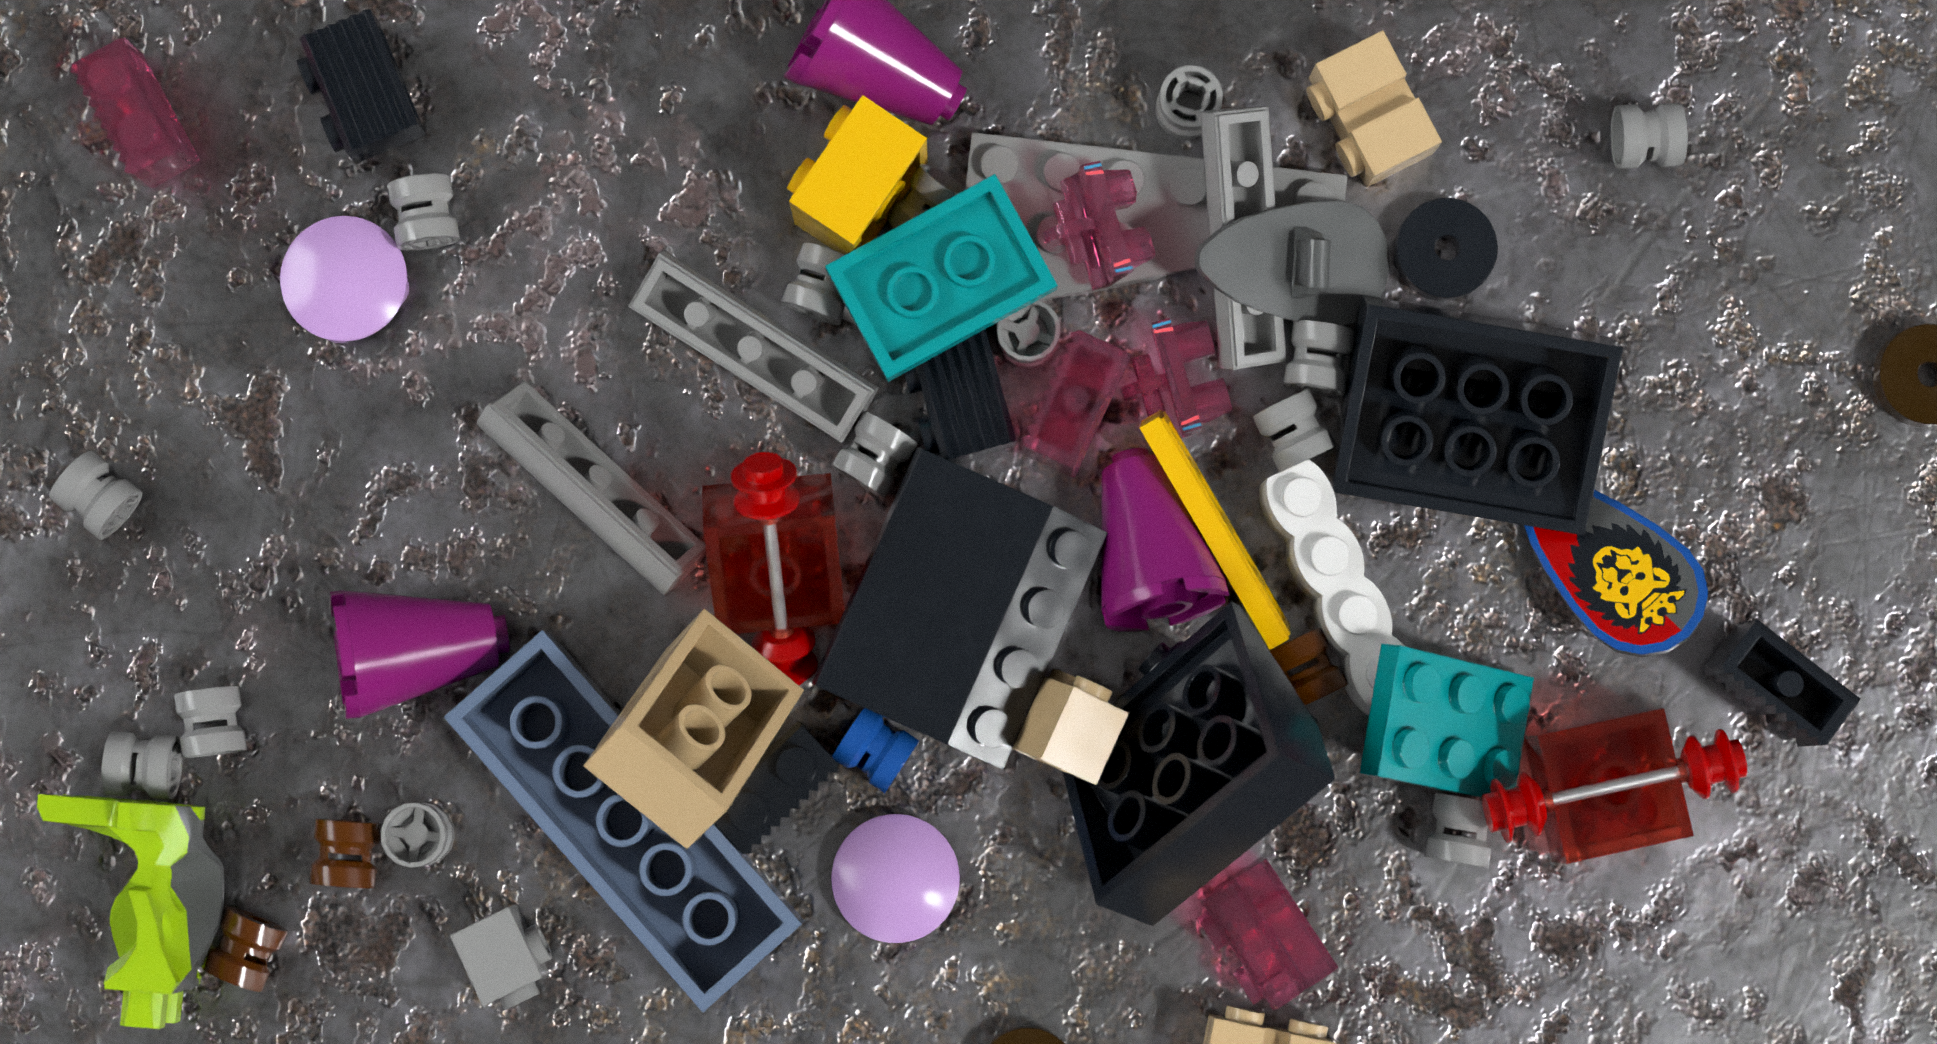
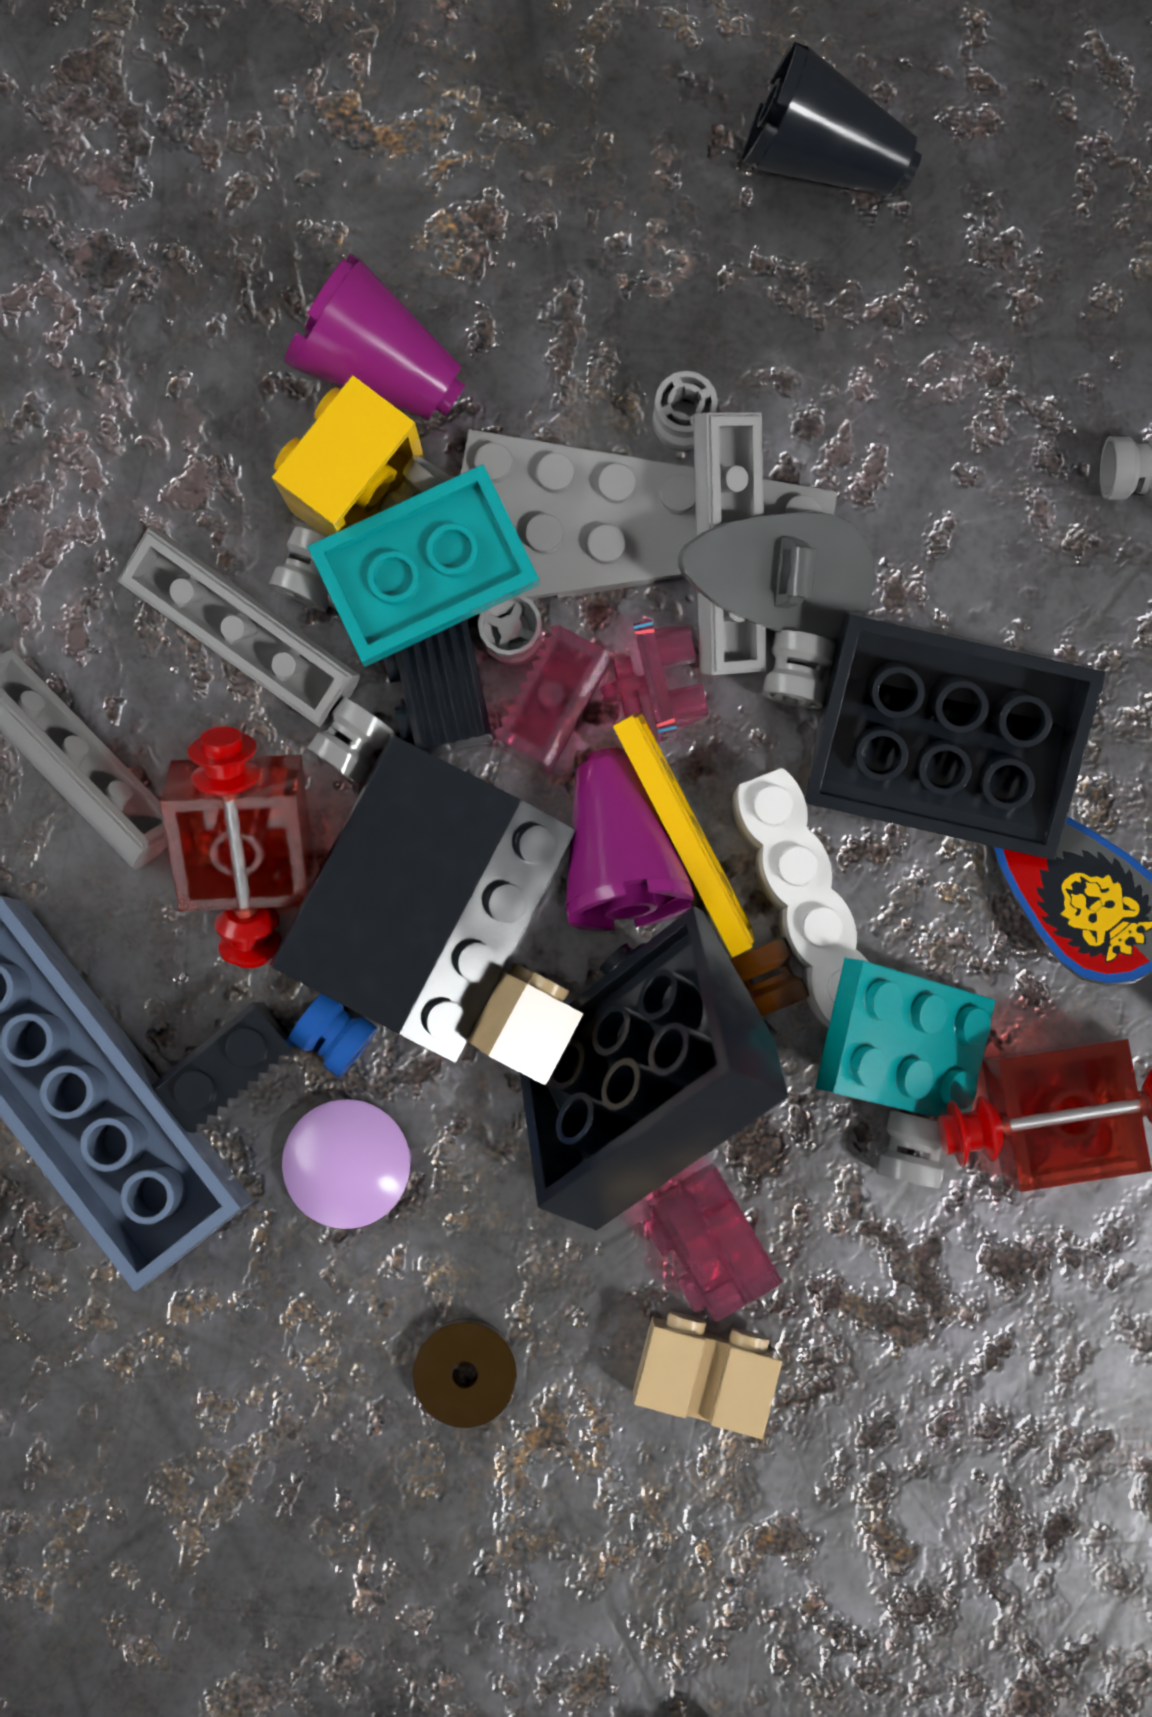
camera: 10 degrees right, 0 degrees up
(694, 729) = (140, 1005): tan brick -> none
(1091, 226) = (577, 524): clear pink hips -> none
(1302, 444) = (780, 751): light grey wheel -> none
(1372, 110) = (866, 428): tan brick -> none
(1461, 225) = (950, 550): black piece -> none

